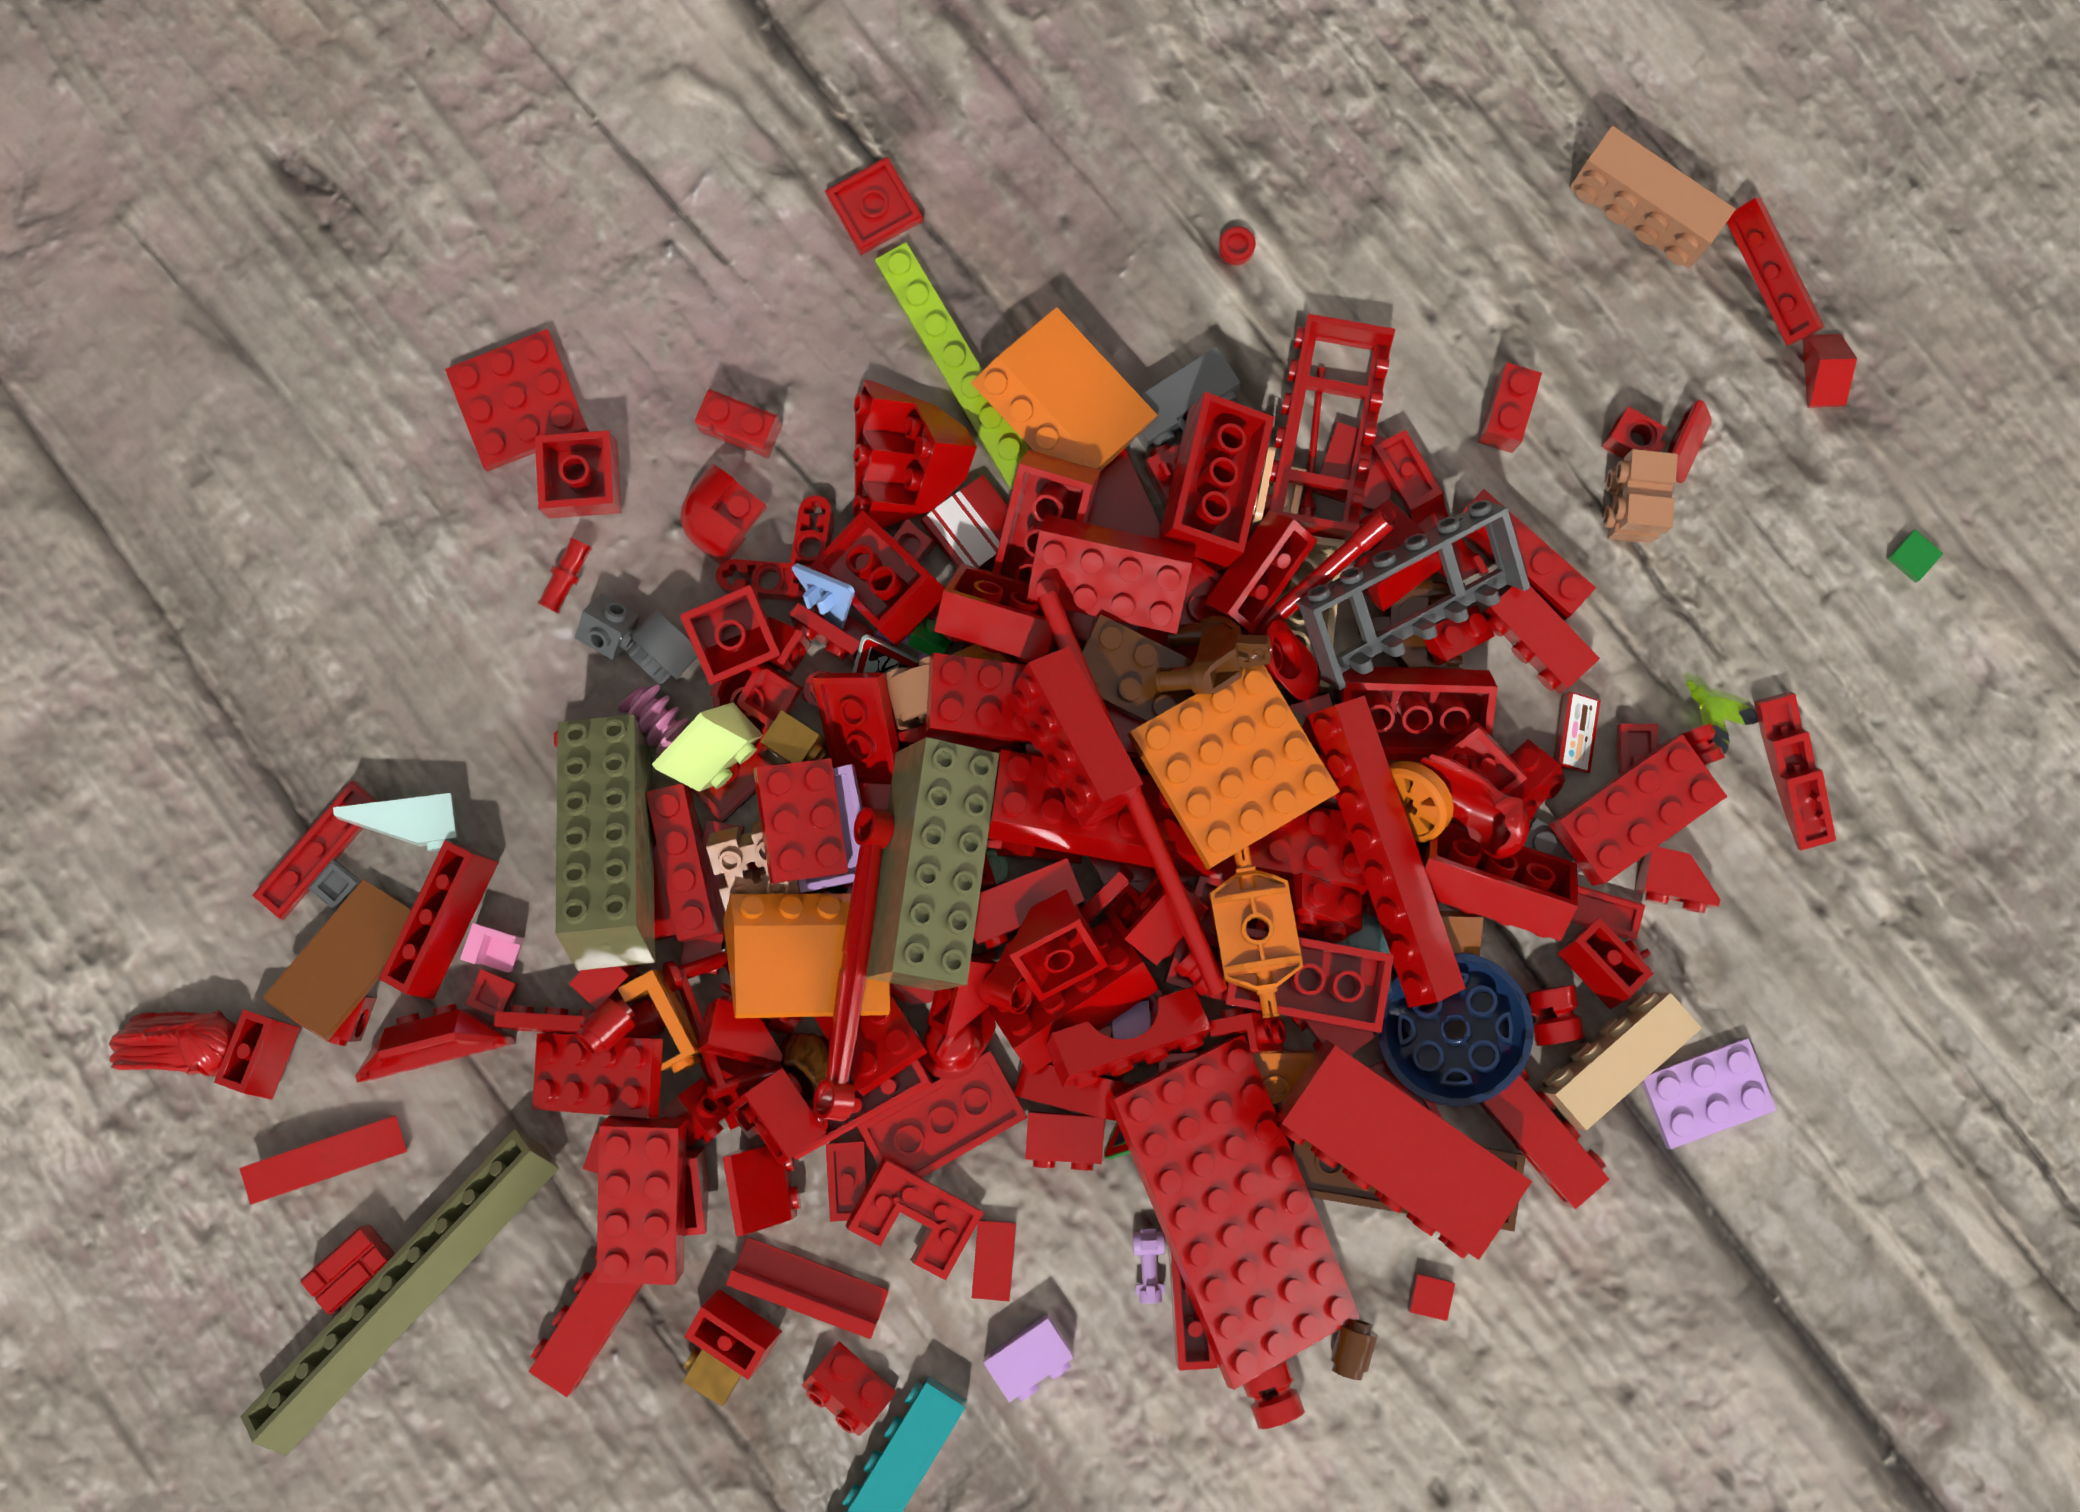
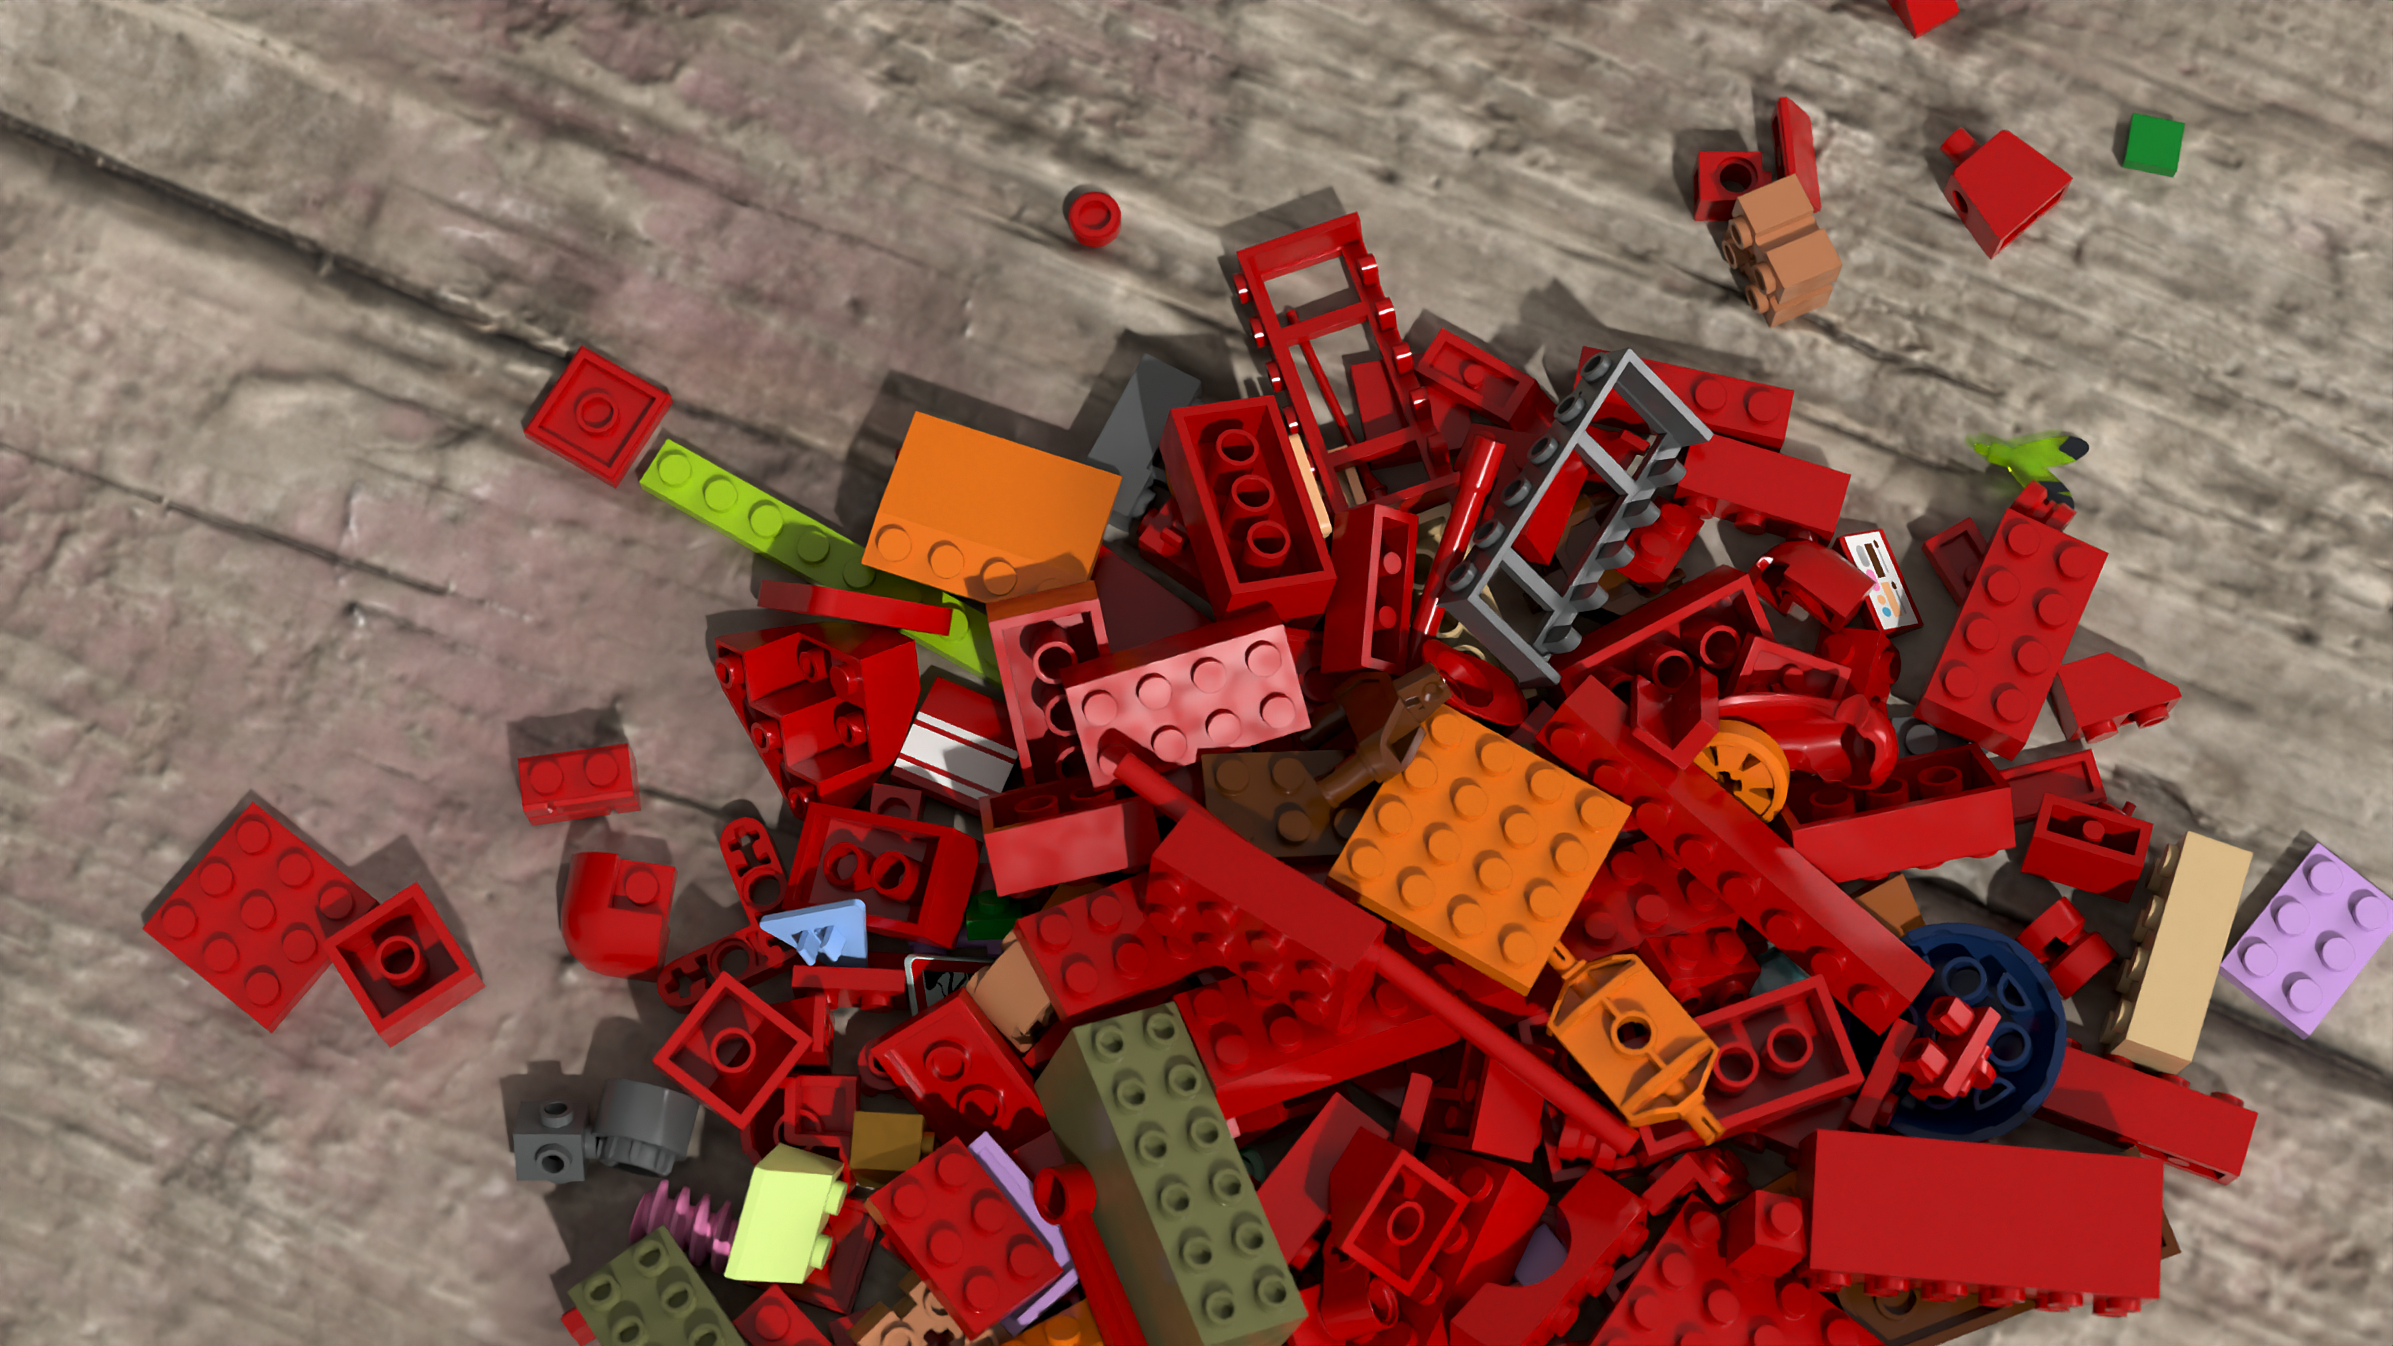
camera: 30 degrees left, 10 degrees down
(564, 575) = (455, 1108): red pin -> none
(940, 398) = (854, 607): none -> red beam
(1271, 1086) = (1767, 1233): none -> red brick
(1385, 1043) = (1876, 1100): none -> red plate
(1397, 753) = (1677, 724): none -> red panel
(1448, 1045) = (1957, 1056): none -> red hips
(1509, 407) = (1554, 232): red brick -> none
(1537, 709) = (1813, 579): none -> red brick
(1794, 771) = (2170, 483): red slope -> none
(1803, 530) = (2000, 186): none -> red torso

